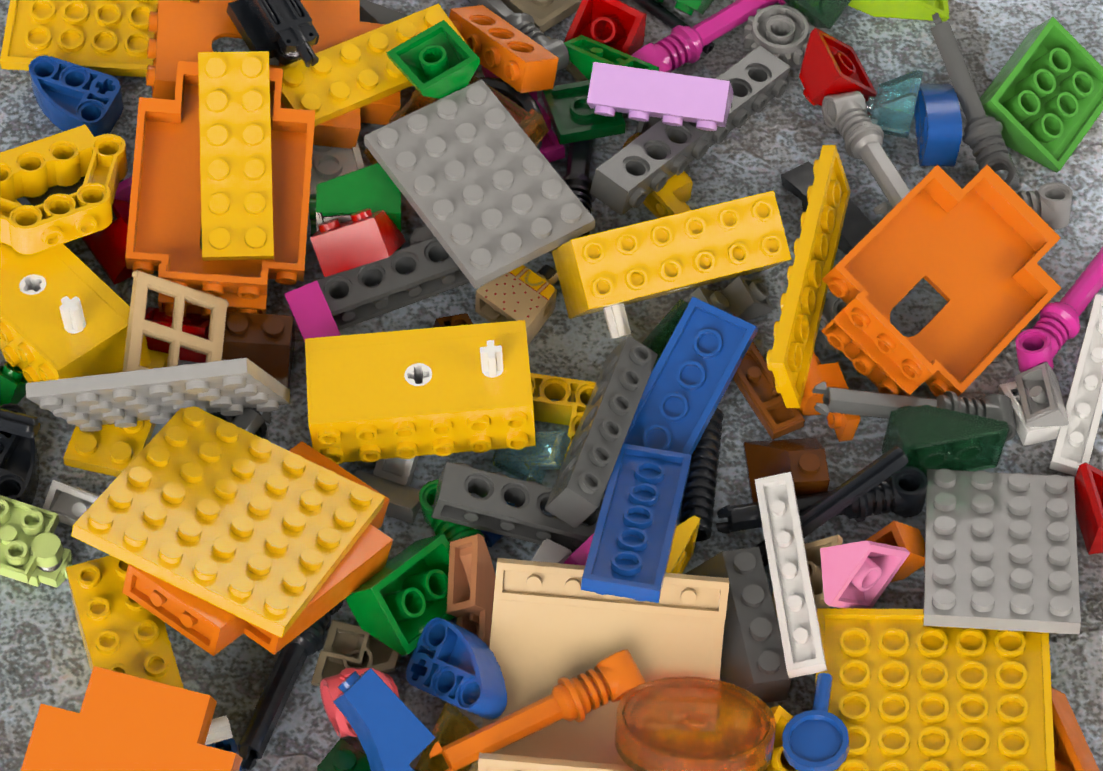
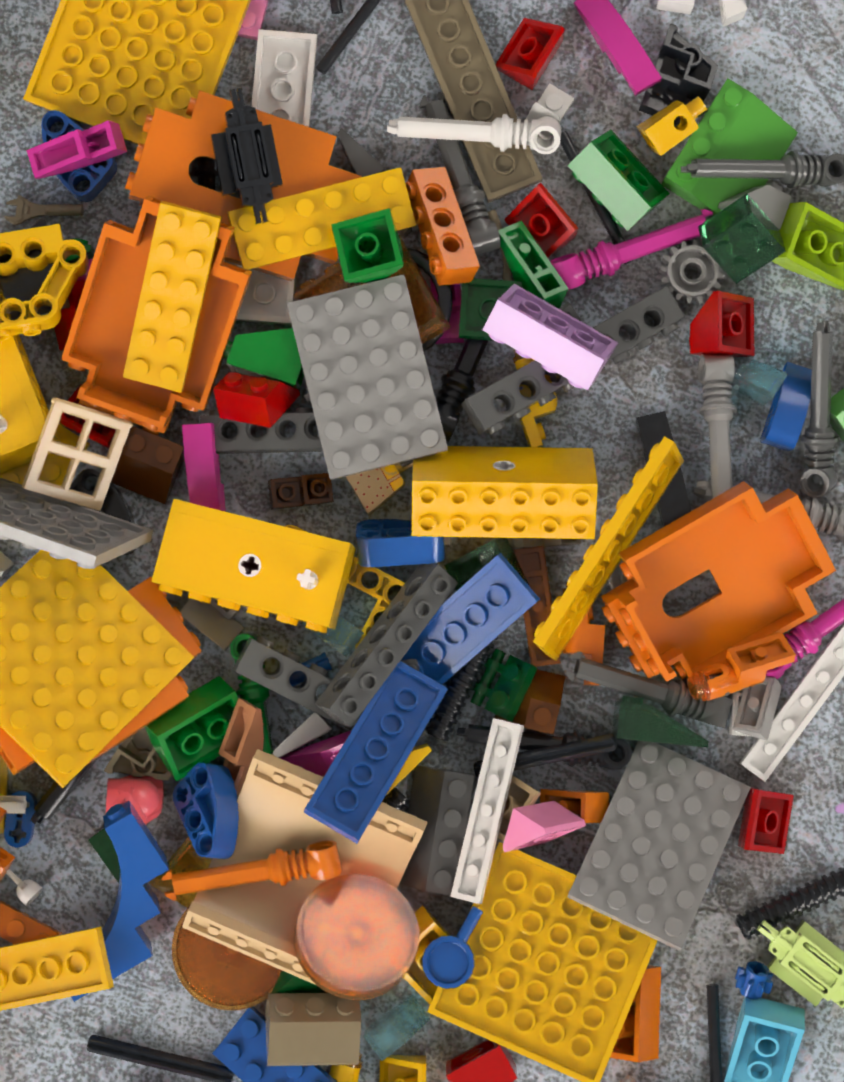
camera: 25 degrees right, 30 degrees up
(78, 76) = (77, 150): none -> dark pink slope
(576, 340) = (392, 544): none -> blue beam
(758, 453) = (510, 687): none -> dark green plate
(1007, 355) = (743, 668): none -> orange plate

